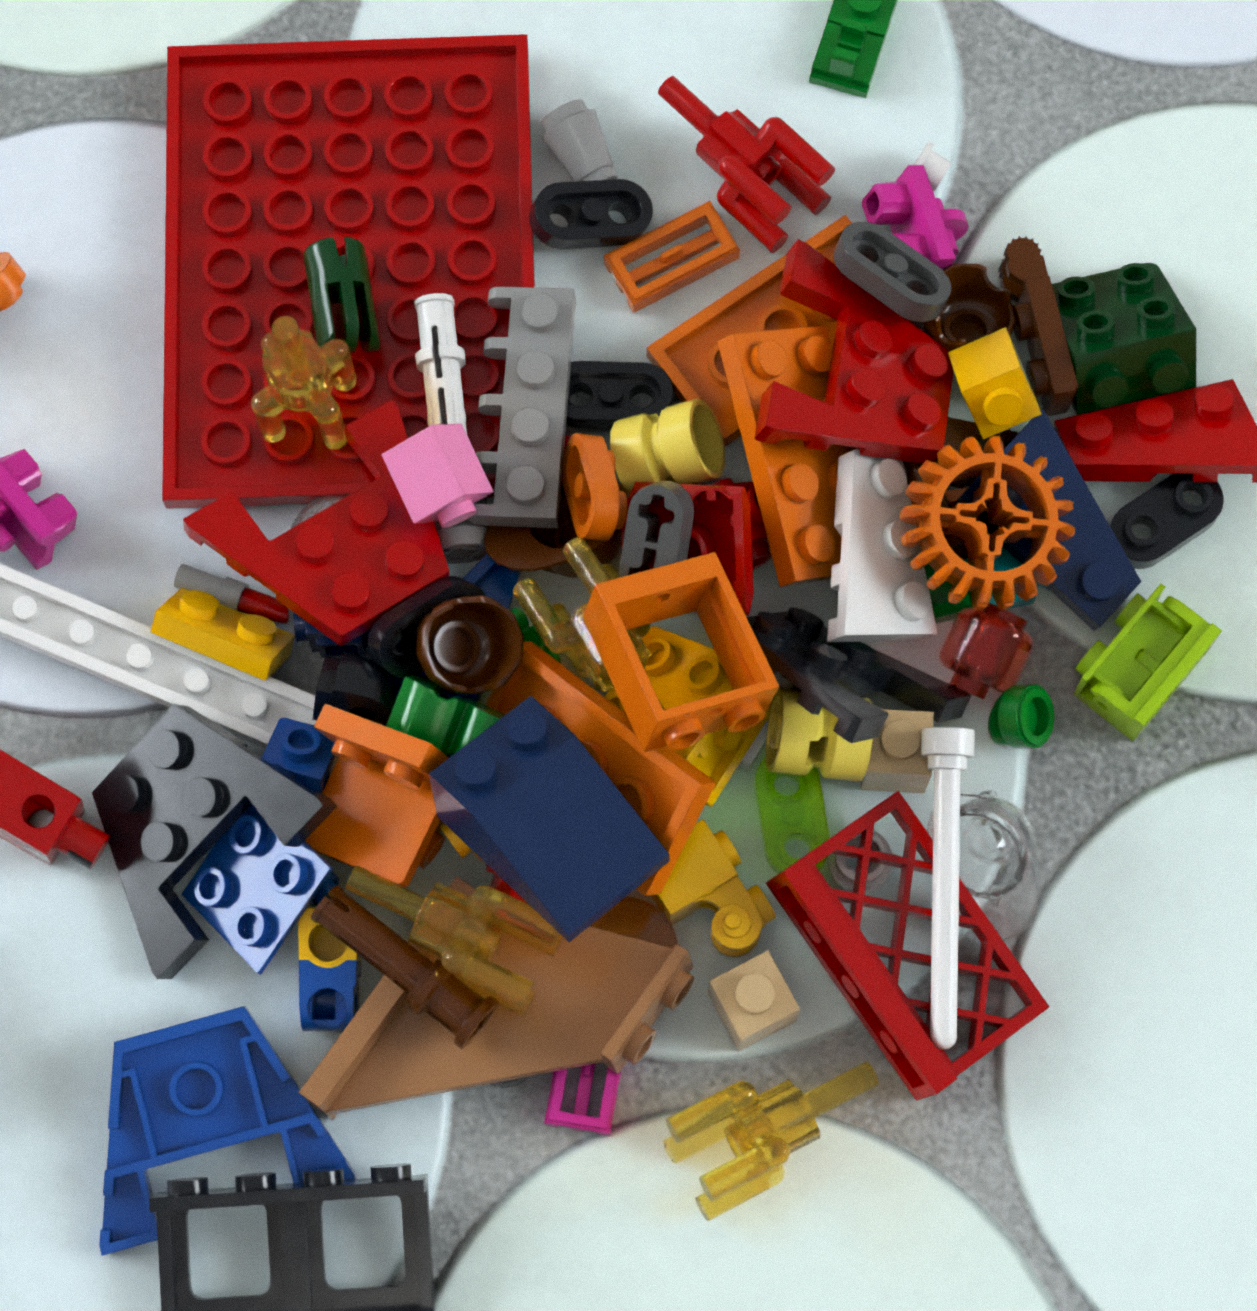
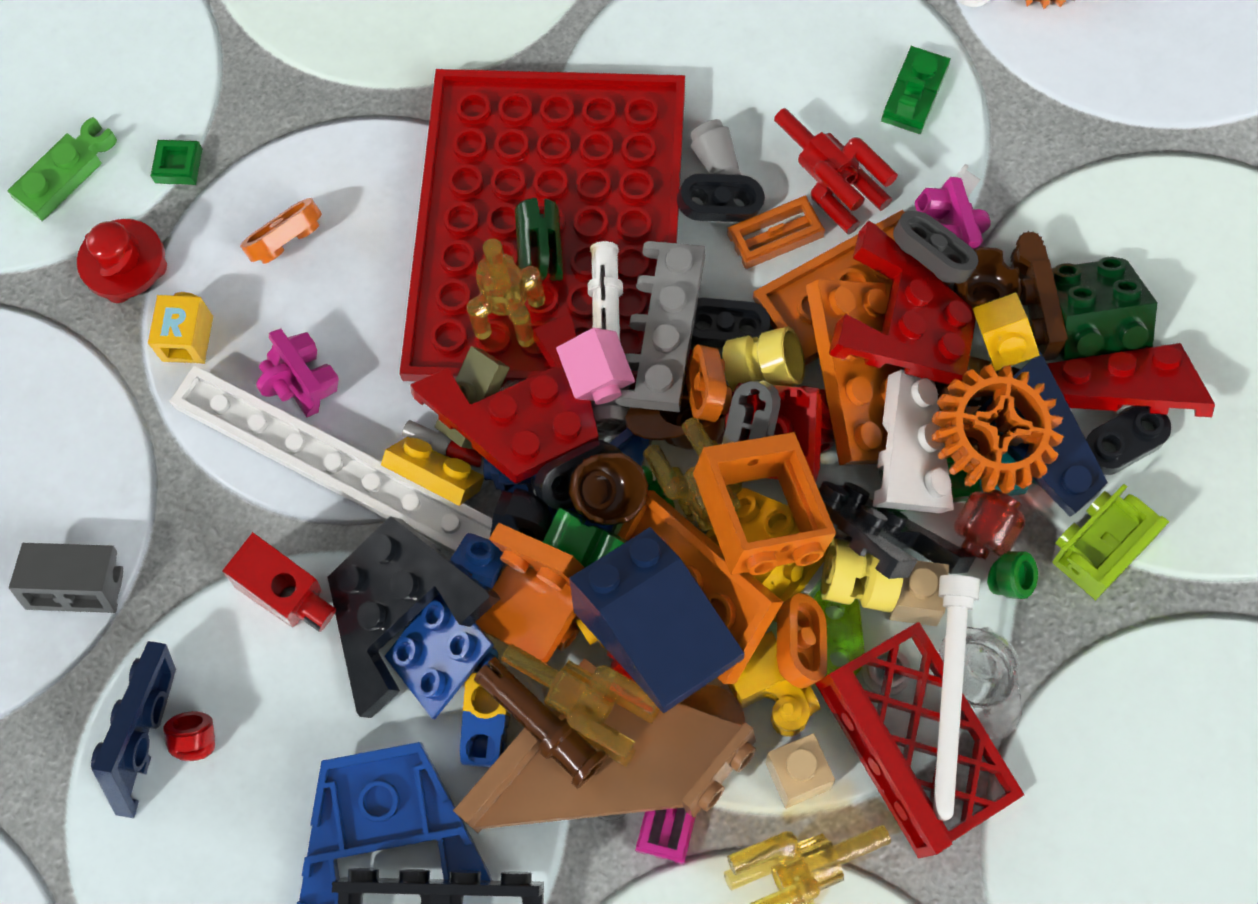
camera: 10 degrees right, 5 degrees down
(276, 503) = (478, 378): none -> olive plate
(744, 829) = (801, 641): none -> orange plate

